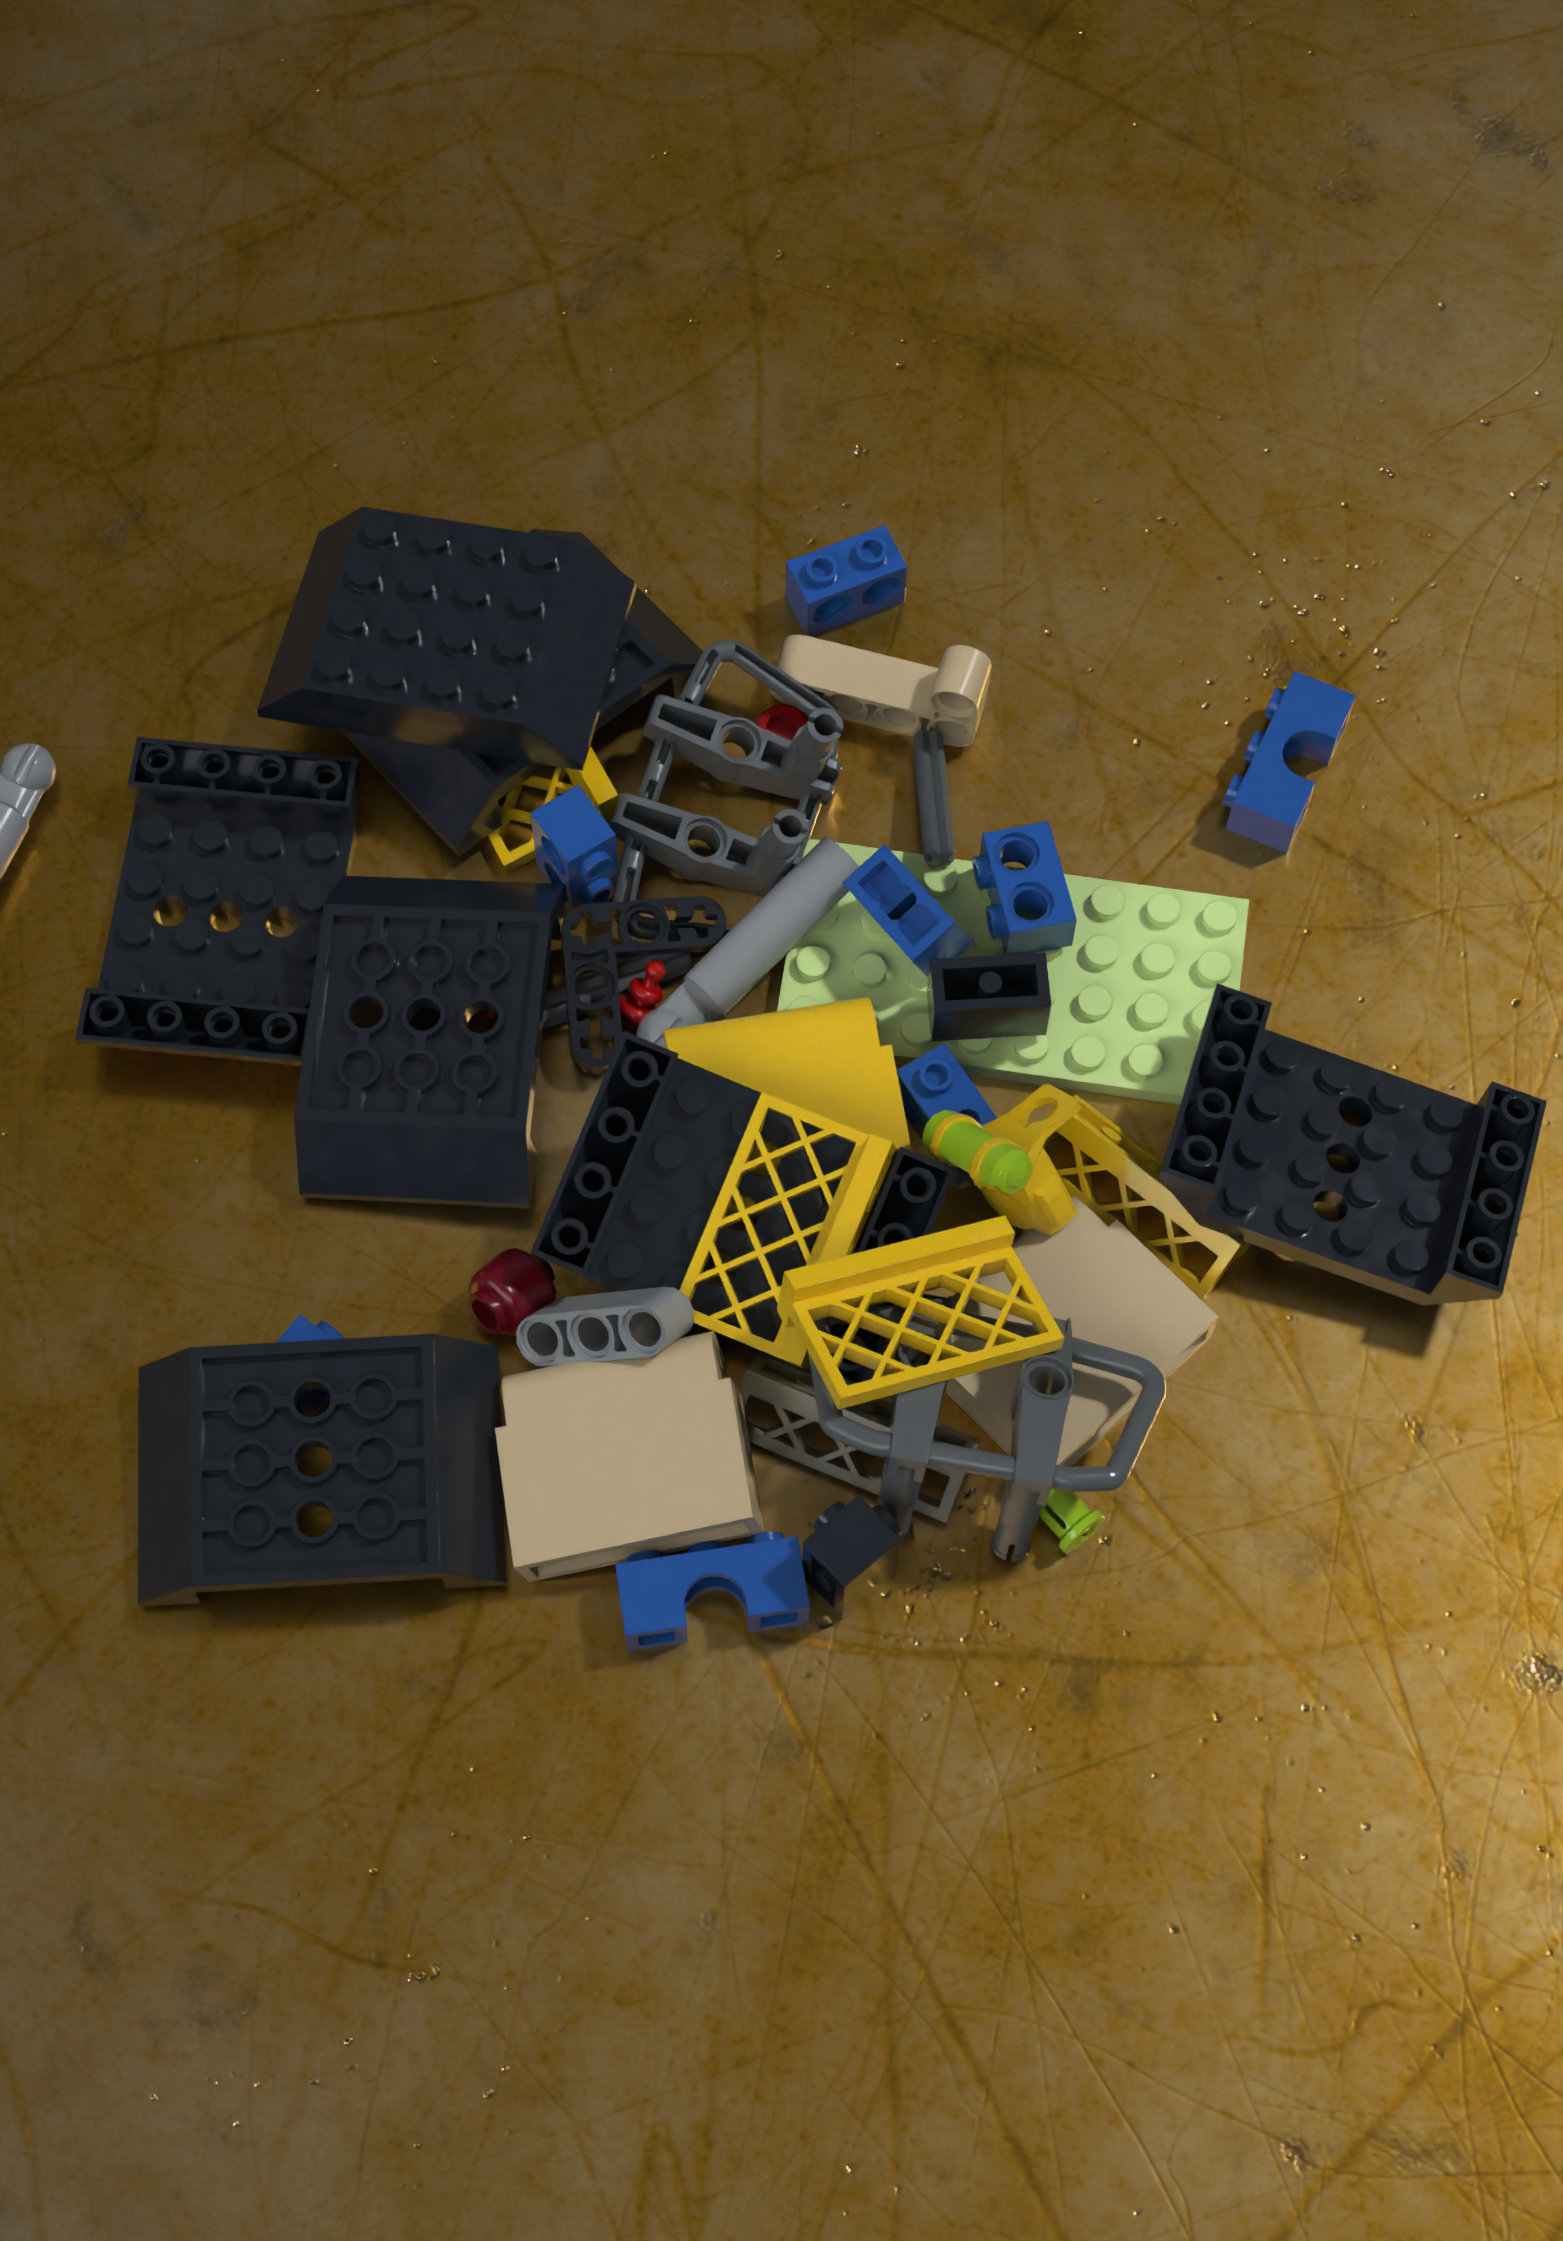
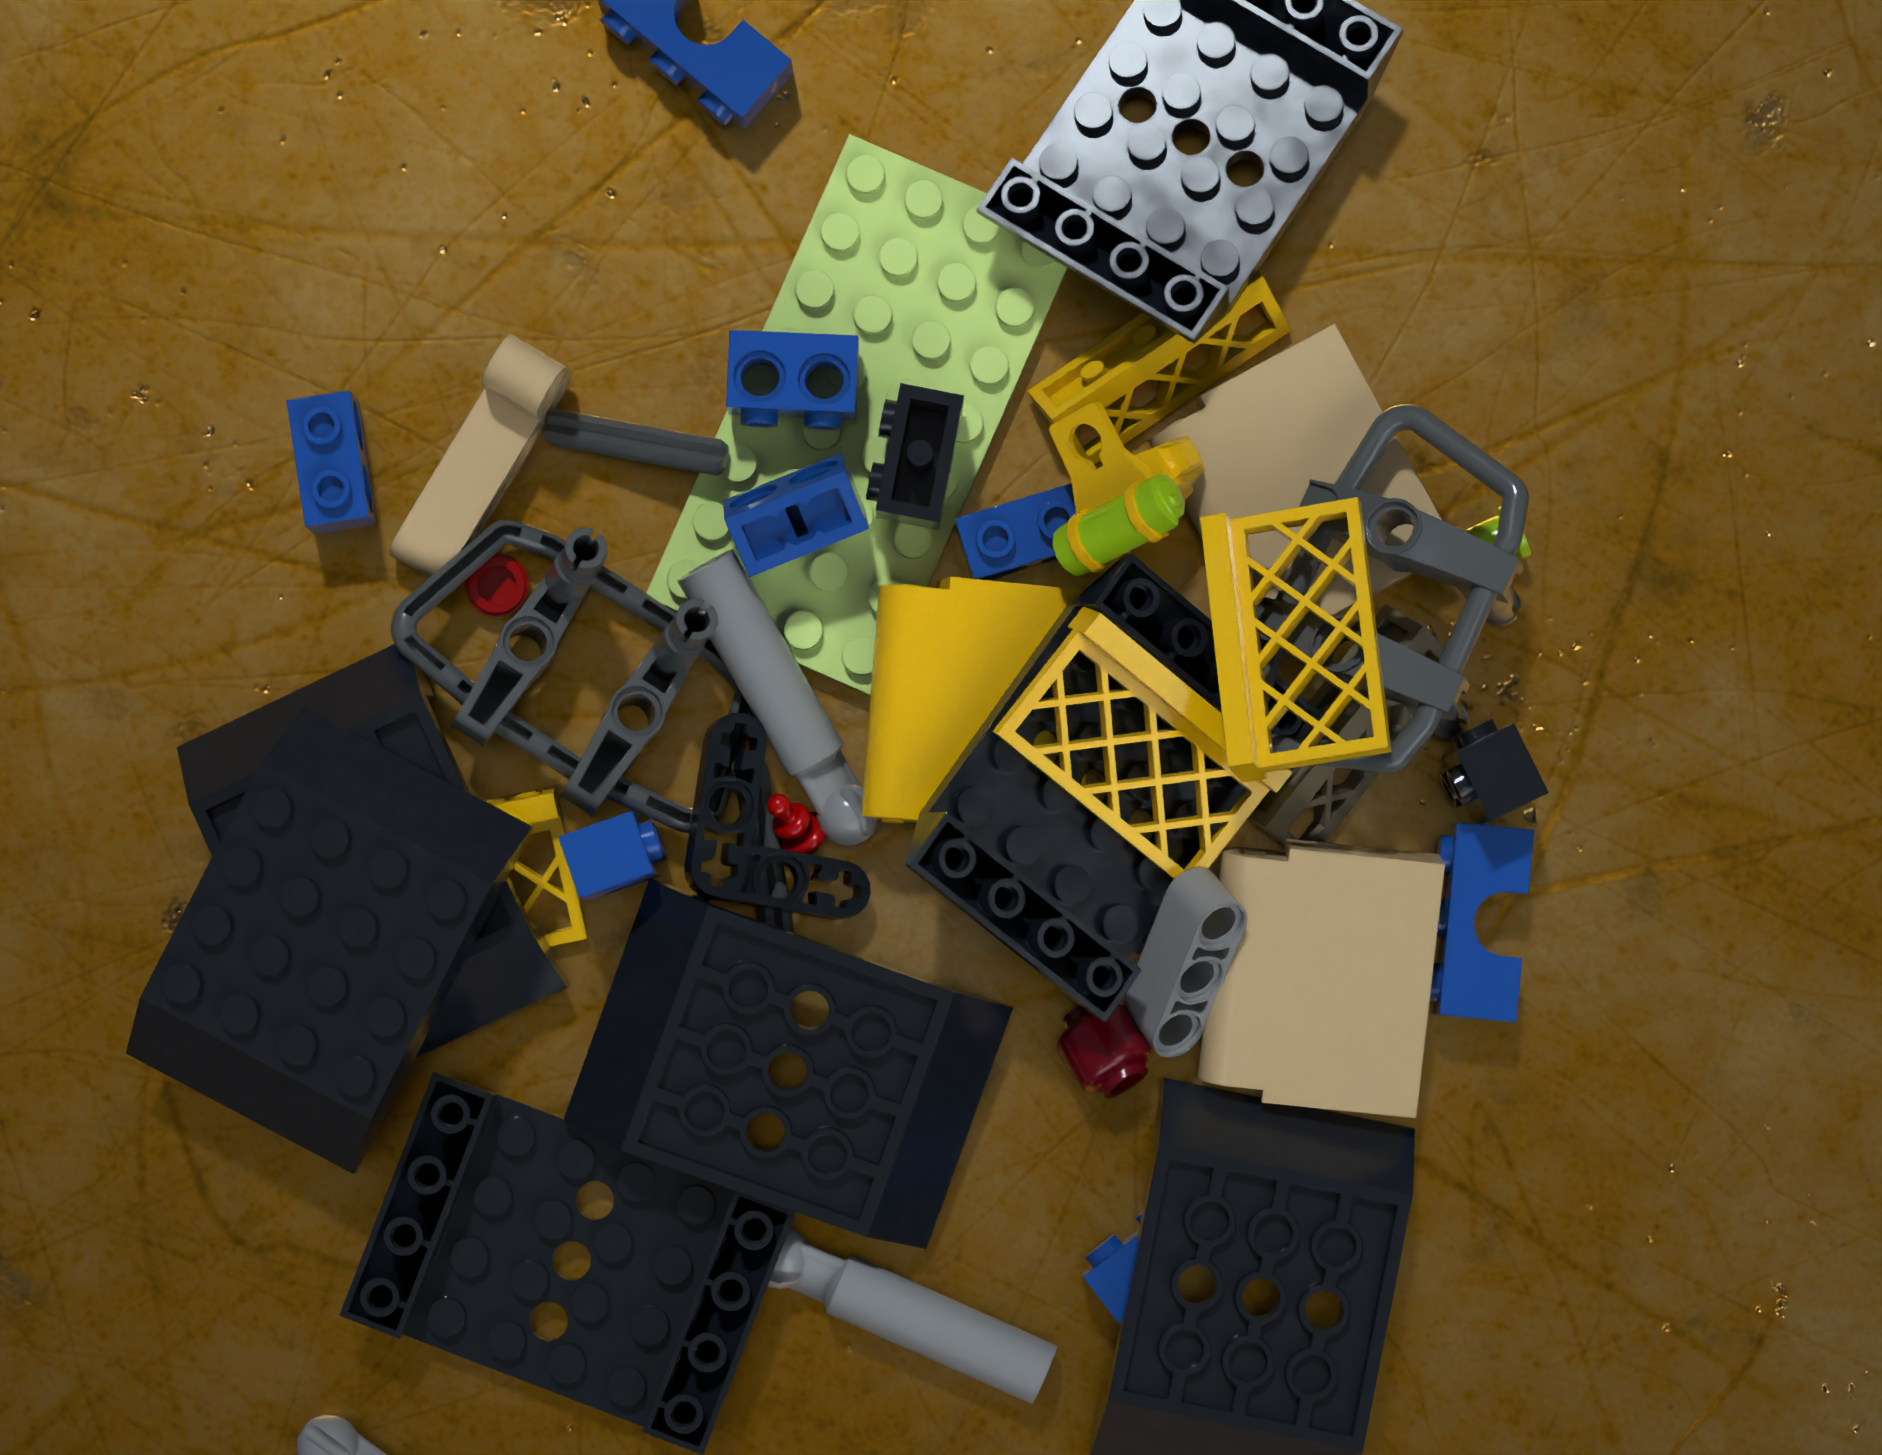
camera: 75 degrees left, 20 degrees up
(235, 1197) = (916, 1318): none -> light grey piece

